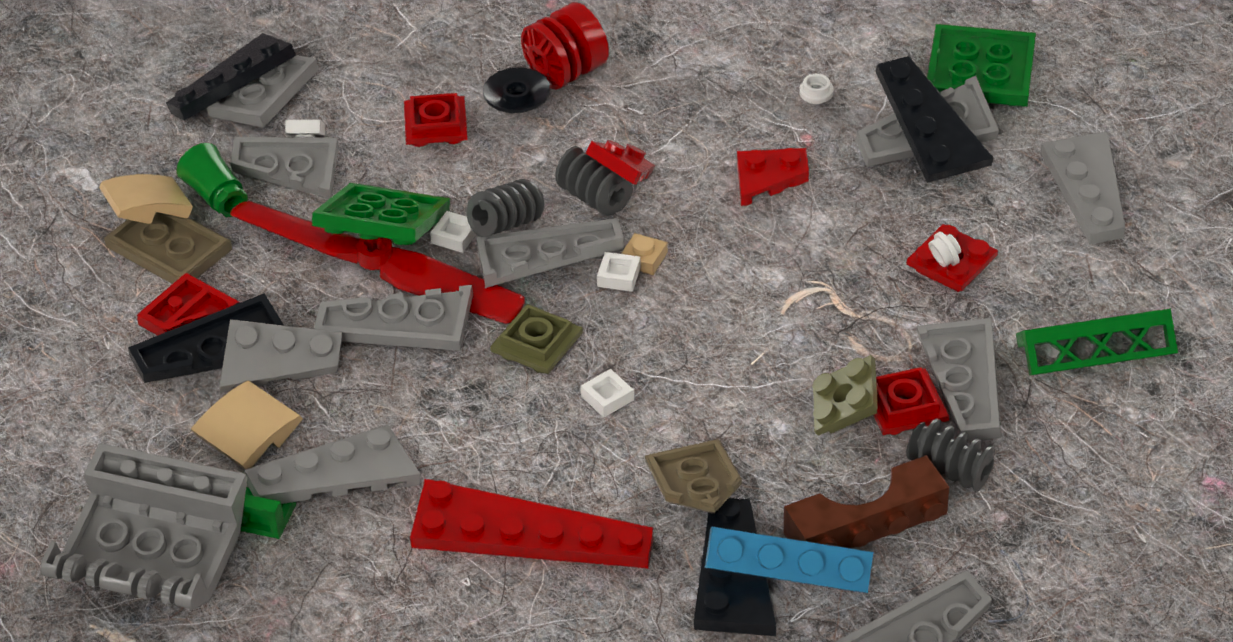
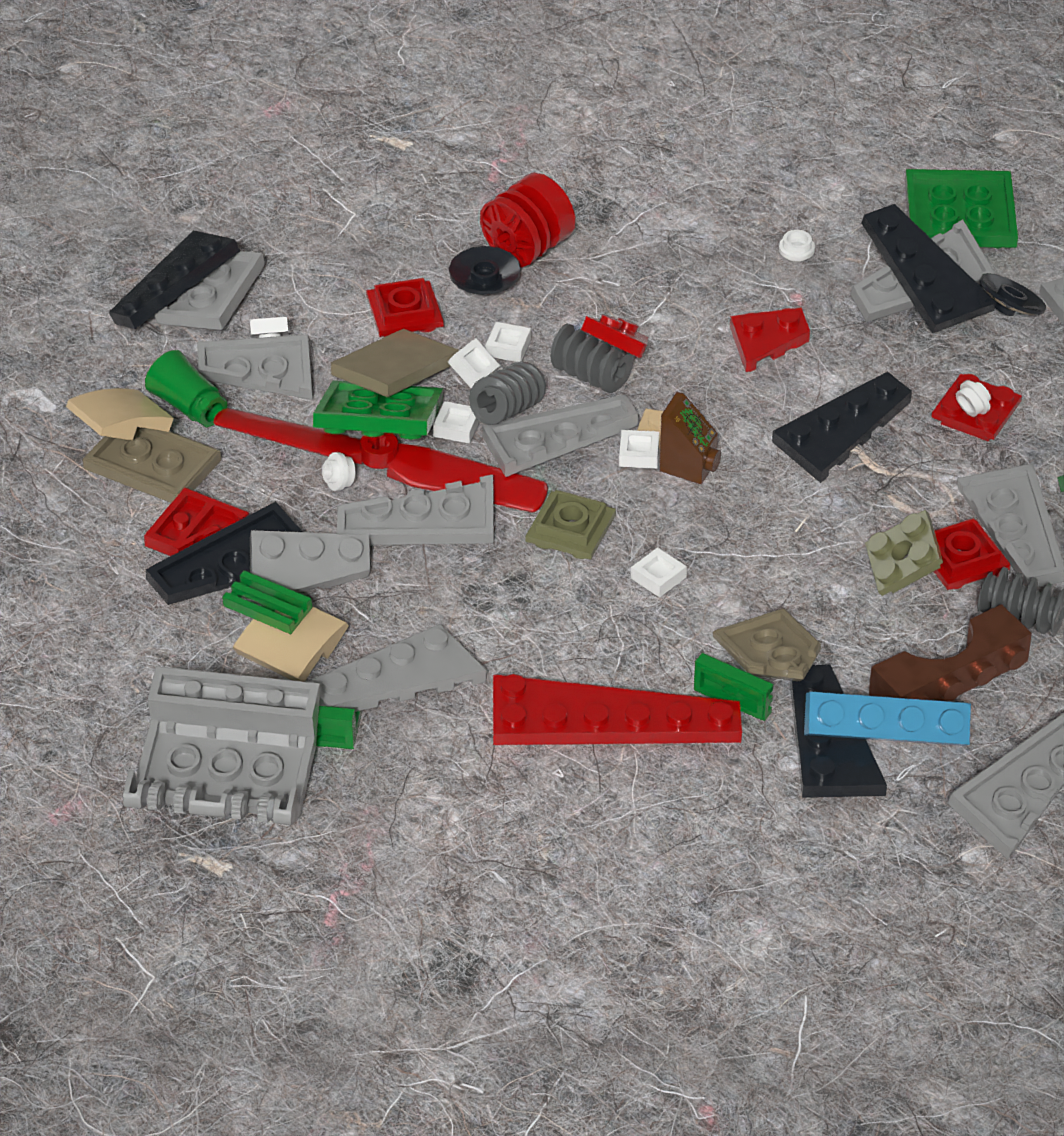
camera: 10 degrees left, 0 degrees up
(234, 385) = (271, 598): none -> green tile
(332, 269) = (338, 471): none -> white plate
(410, 170) = (393, 362): none -> dark tan tile
(483, 174) = (473, 362): none -> white plate
(522, 159) = (508, 341): none -> white plate
(647, 510) = (727, 682): none -> green tile
(661, 268) = (687, 441): none -> reddish brown slope
(809, 268) = (834, 429): none -> black wing
(1009, 152) = (1012, 296): none -> black dish

